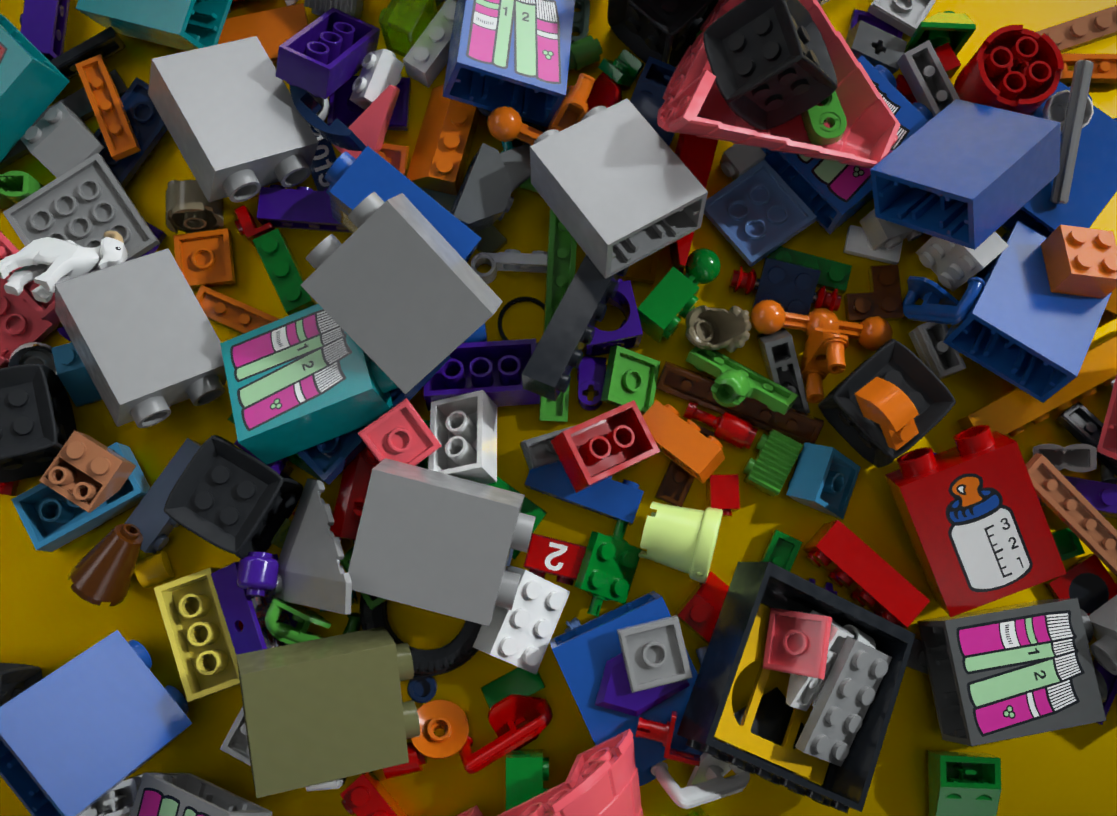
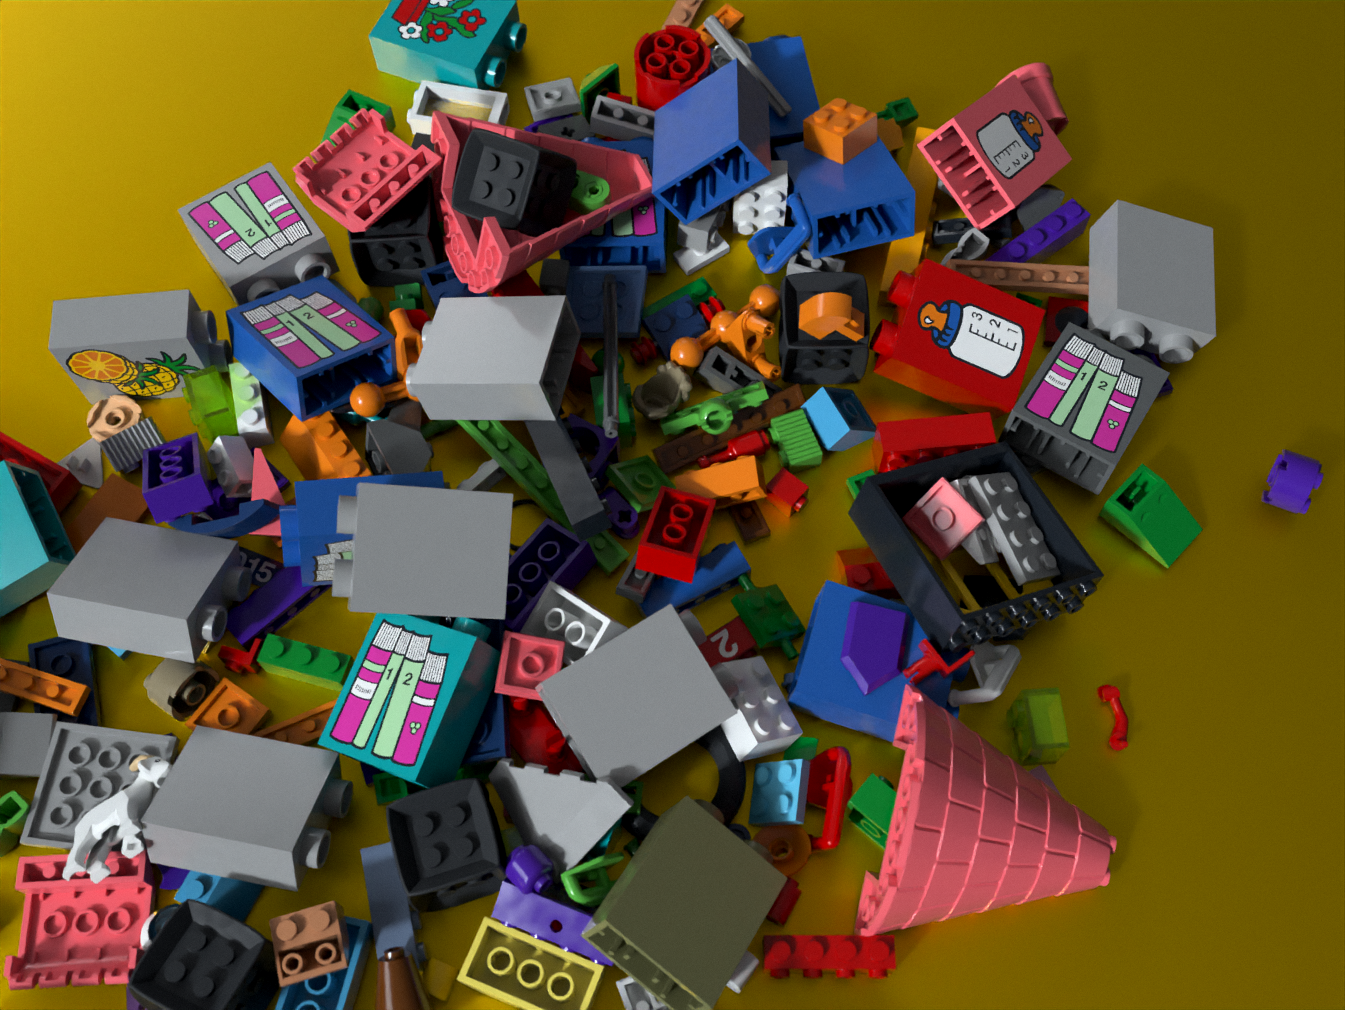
camera: 45 degrees left, 15 degrees down
(478, 694) = (779, 793): none -> medium azure plate
(654, 653) = (864, 616): light grey tile -> none
(681, 538) = (796, 542): yellowish green piece -> none
(701, 268) = (610, 360): none -> dark grey piece
(881, 301) = (744, 279): reddish brown plate -> none

